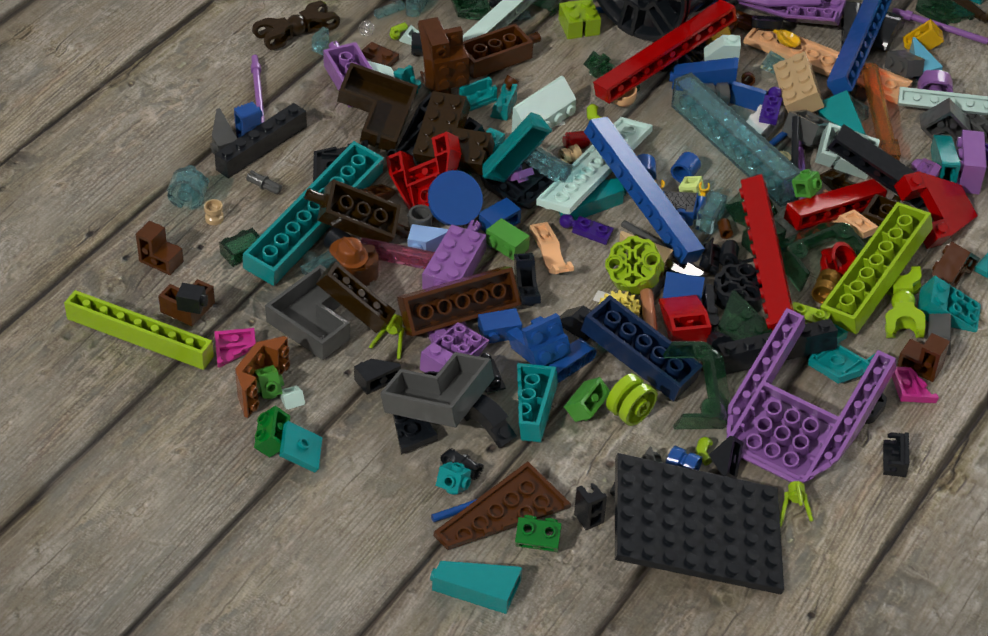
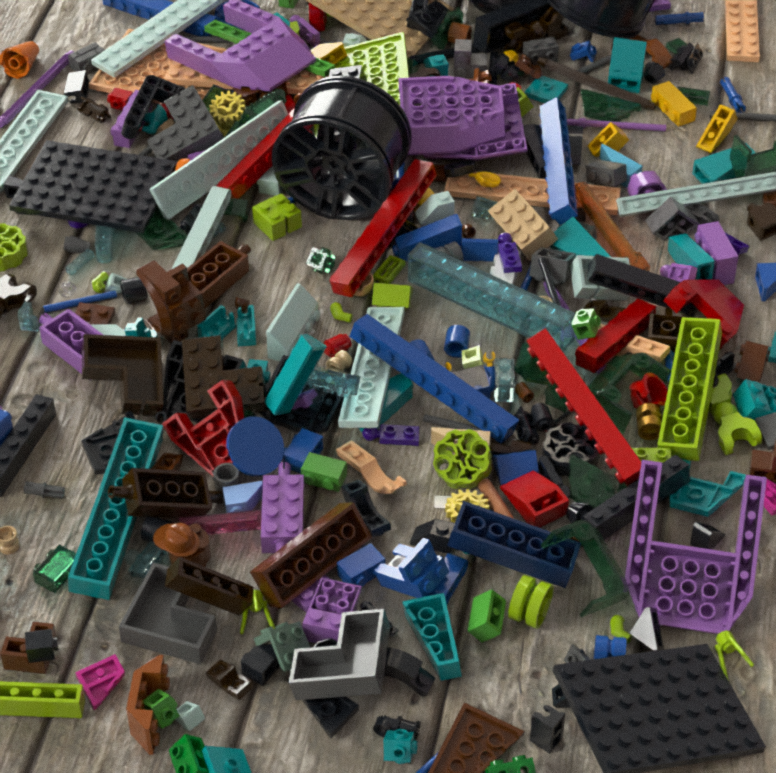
camera: 20 degrees left, 0 degrees up
(340, 380) = (228, 679): none -> dark brown slope
(365, 41) = (72, 303): none -> blue bar
(398, 359) = (284, 641): none -> sand green bracket
(647, 112) = (392, 295): none -> lime slope
(659, 94) = (392, 271): none -> lime tile
(827, 397) = (705, 536): none -> black slope
(925, 261) = (724, 365): none -> black hinge

